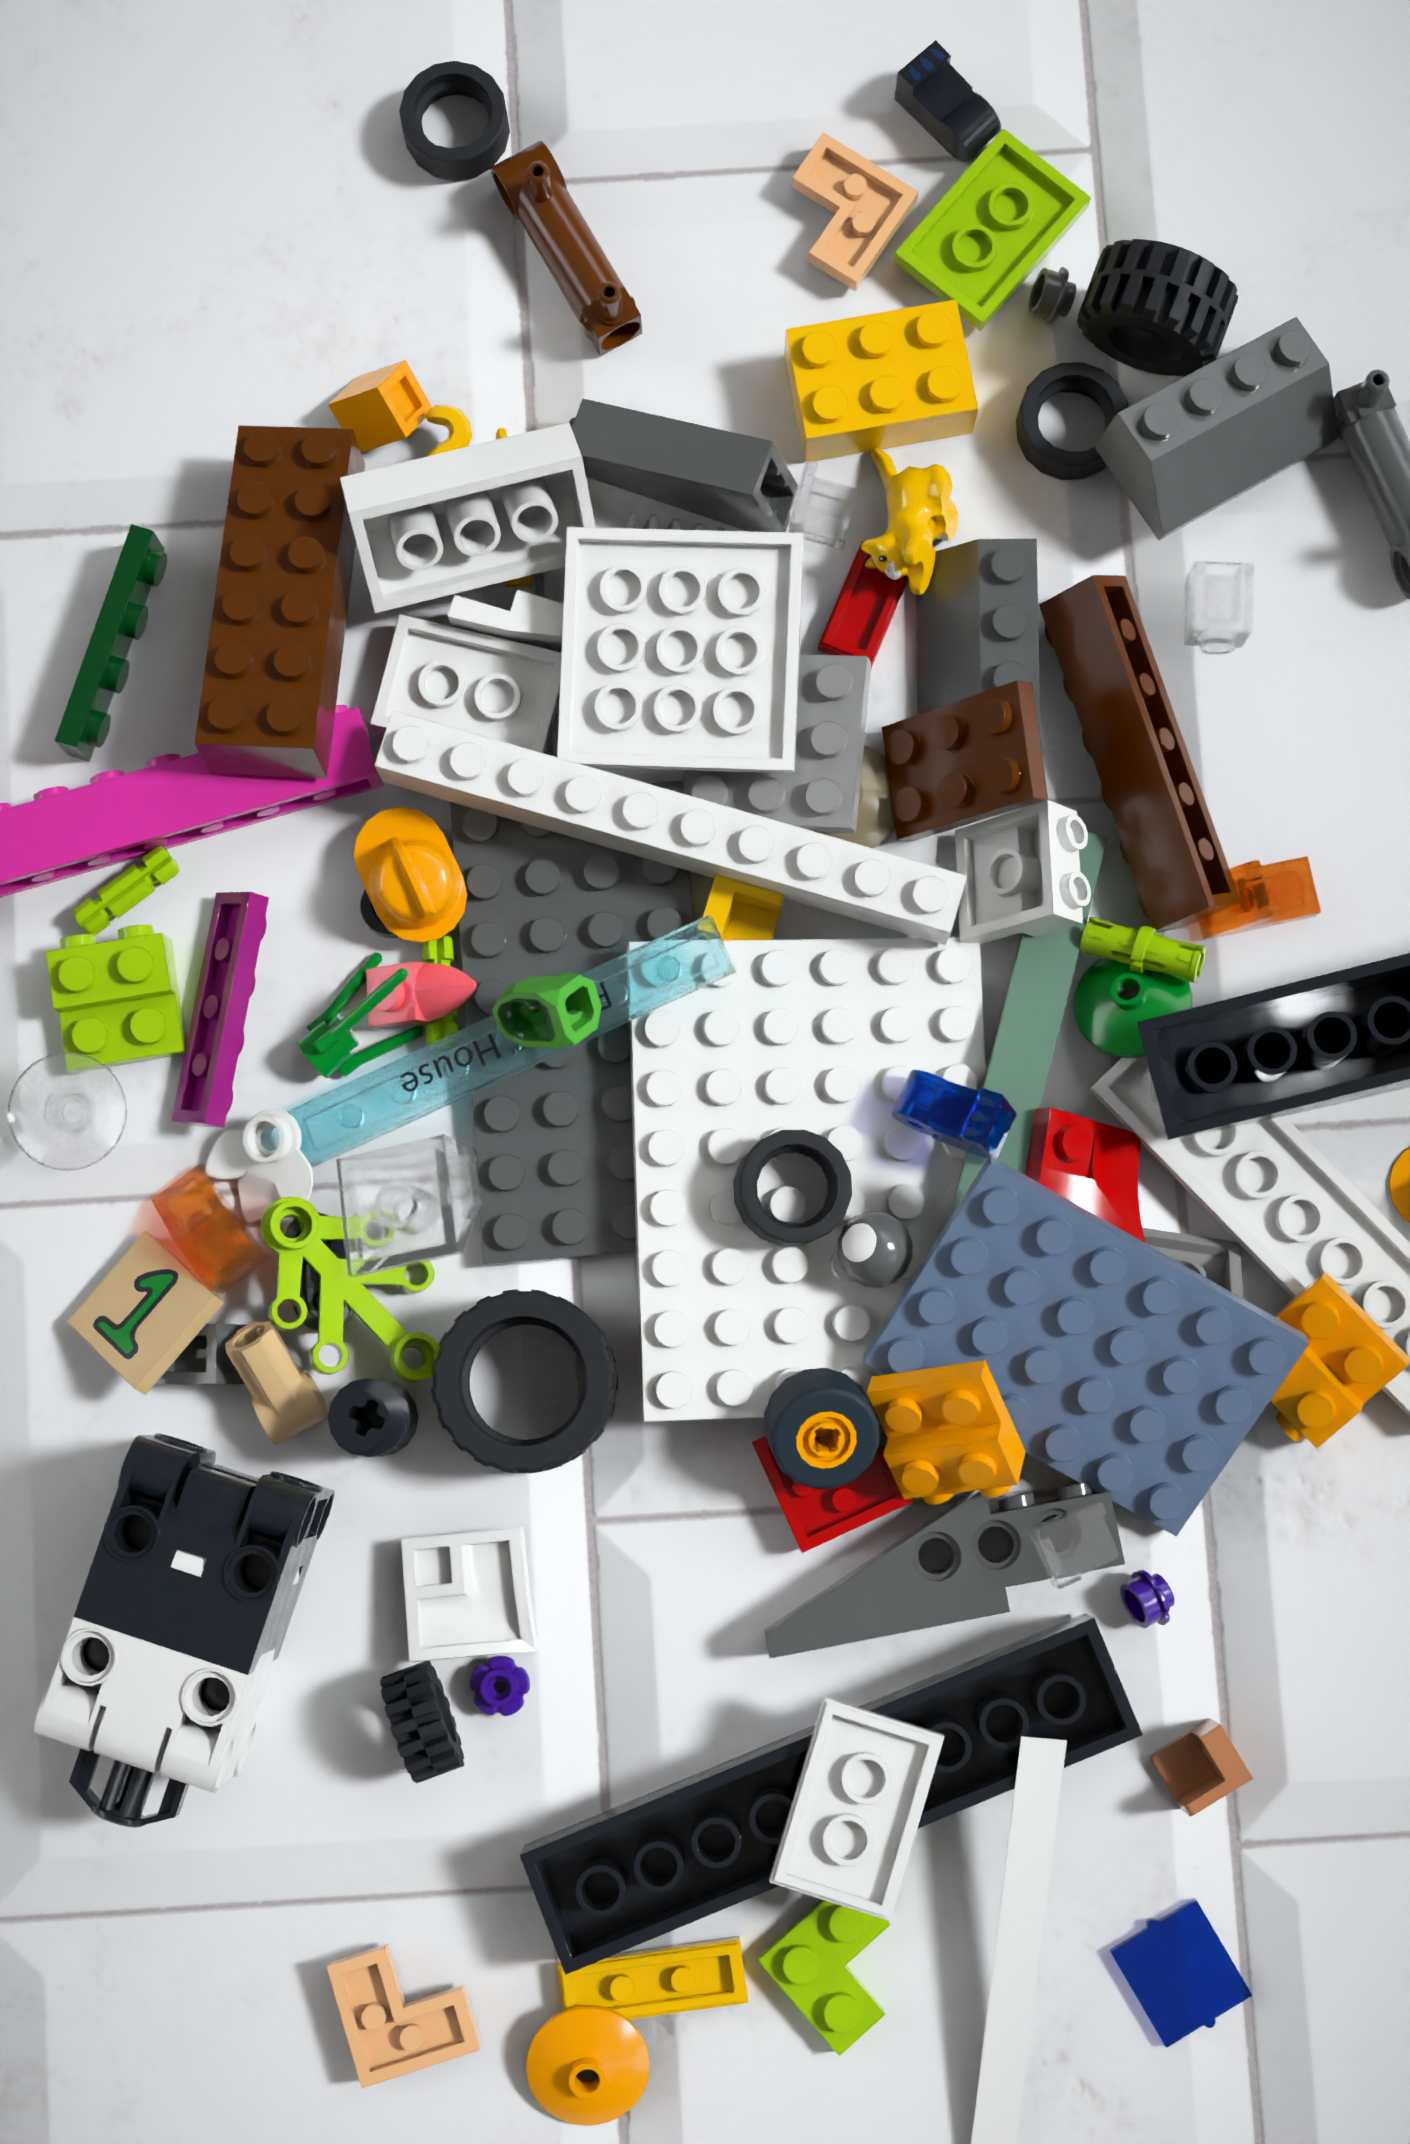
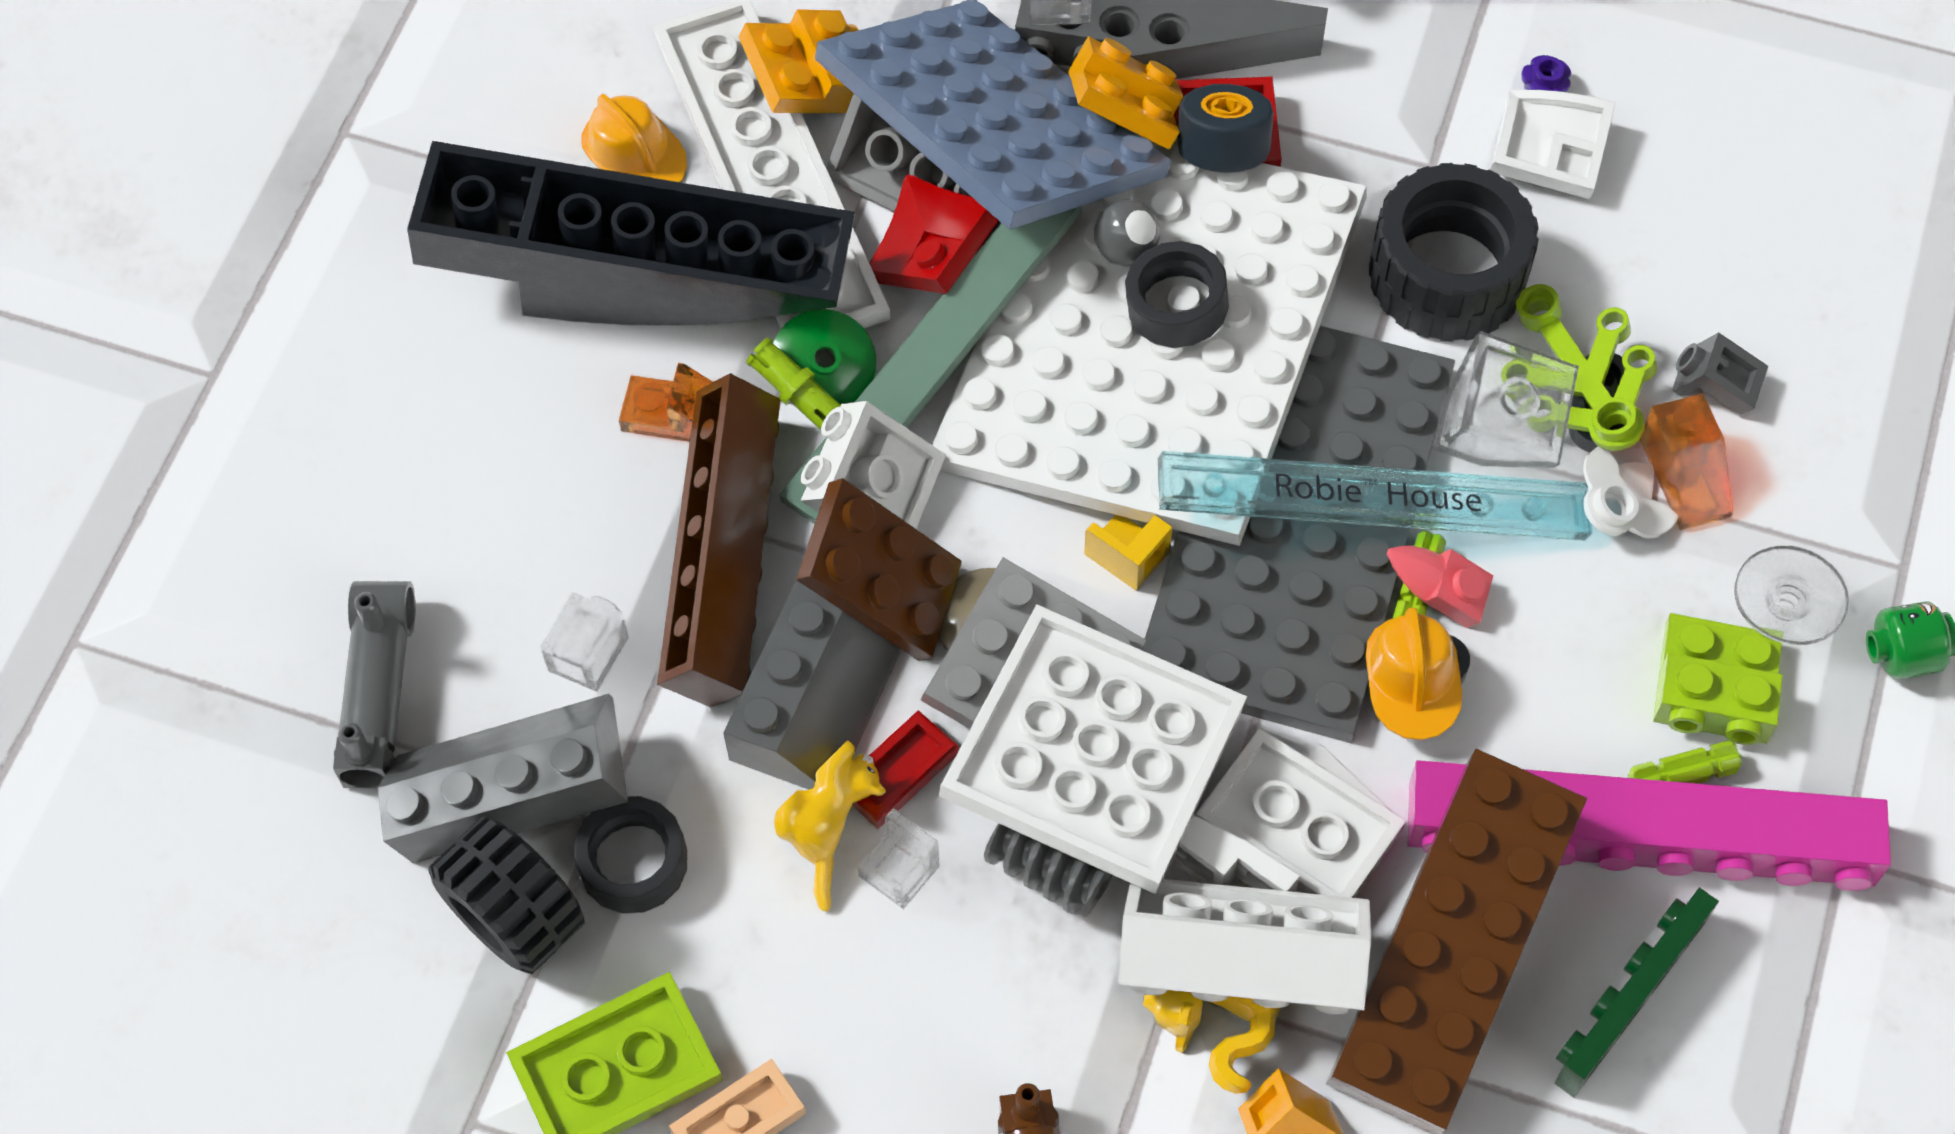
camera: 160 degrees left, 20 degrees down
(145, 1312) = (1766, 414): tan tile -> none
(179, 1625) = (1790, 167): black piece -> none
(220, 1009) = (1625, 632): magenta plate -> none
(282, 1394) = (1666, 324): tan piece -> none
(330, 1039) = (1528, 570): green plant -> none
(356, 1433) = (1591, 261): black piece -> none
(422, 1721) = (1619, 56): black tyre -> none
(548, 1010) = (1335, 478): bright green rock -> none
(669, 827) = (1171, 612): white brick -> none
(687, 465) = (1021, 942): dark grey slope -> none
(880, 380) = (793, 952): yellow brick -> none
(955, 1113) = (1018, 303): clear blue leg -> none
(1052, 294) = (589, 981): dark grey plate -> none

